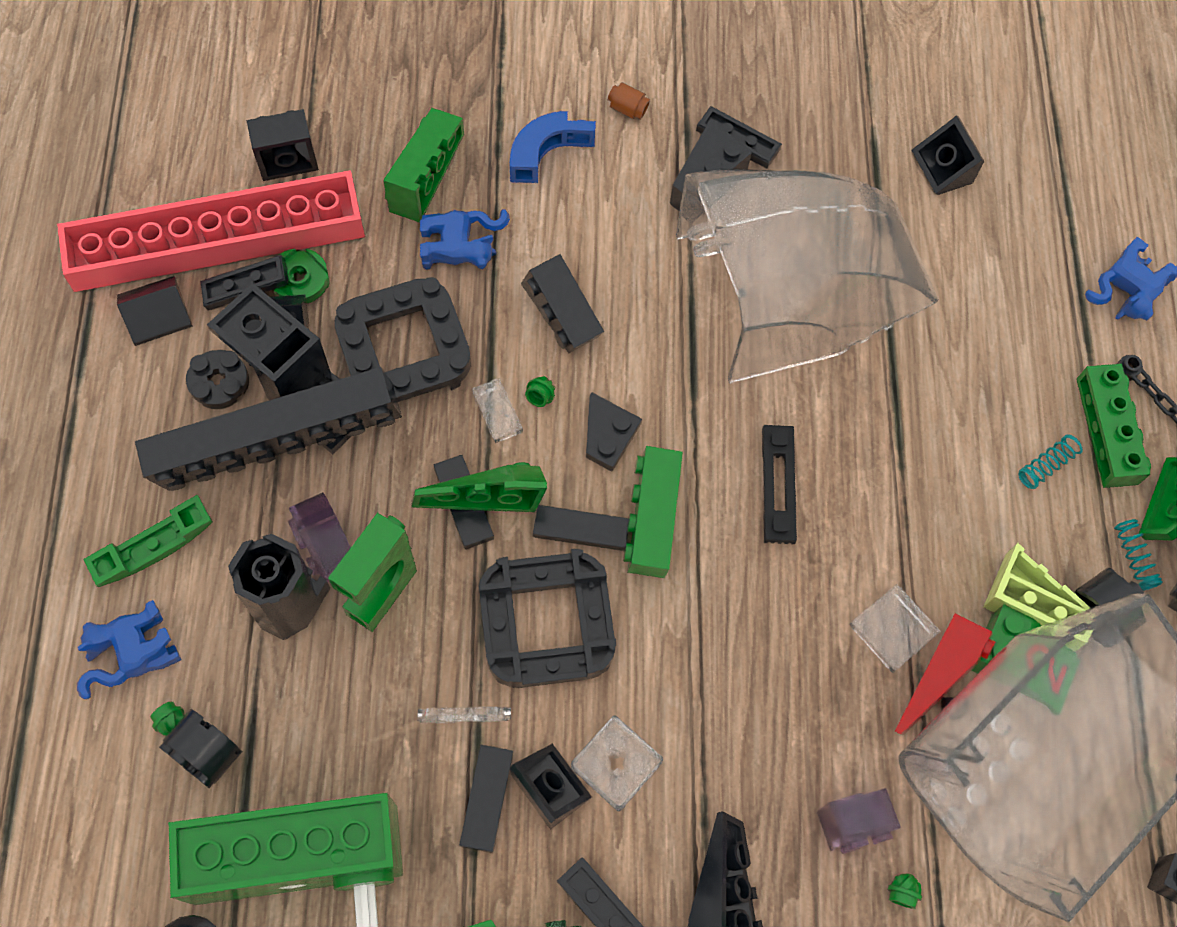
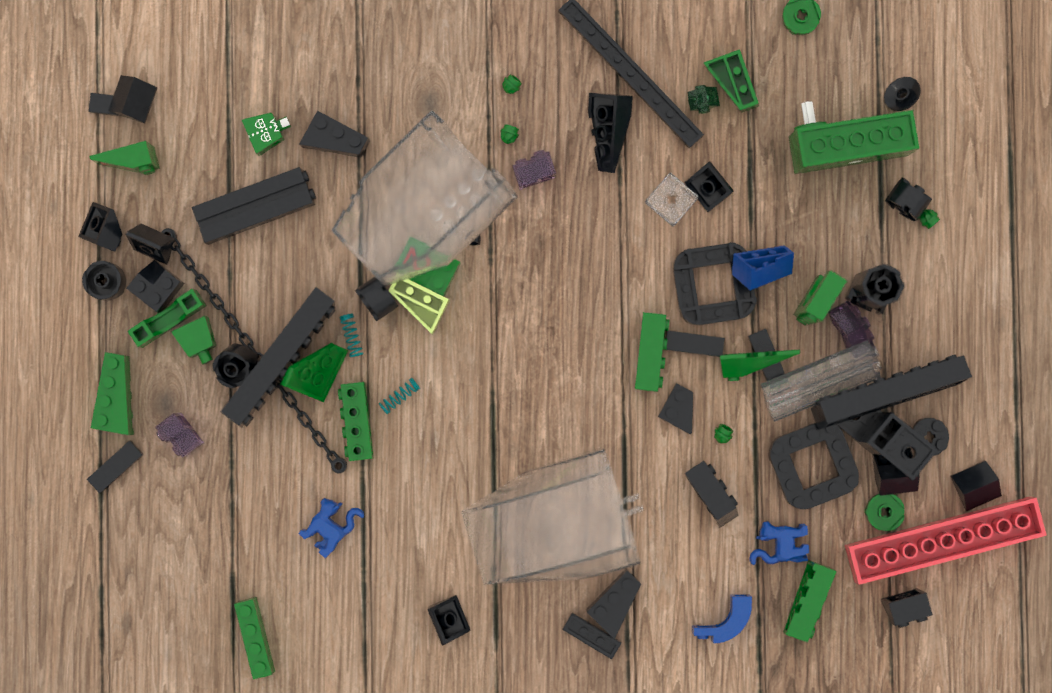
camera: 175 degrees left, 20 degrees up
(132, 650) = (957, 260): blue animal -> none
(151, 545) = (956, 324): green slope -> none
(227, 286) = (920, 504): black tile -> none
(379, 457) = (824, 377): none -> clear brick
(466, 636) = (762, 266): none -> blue wedge
(468, 714) = (760, 225): clear tile -> none
(486, 799) = (744, 180): black tile -> none
(497, 410) = (750, 421): clear plate -> none
(628, 101) = (669, 660): dark orange brick -> none
(779, 525) = (571, 349): black container -> none
(894, 628) = (504, 285): clear tile -> none
(954, 658) = (471, 267): red wedge -> none

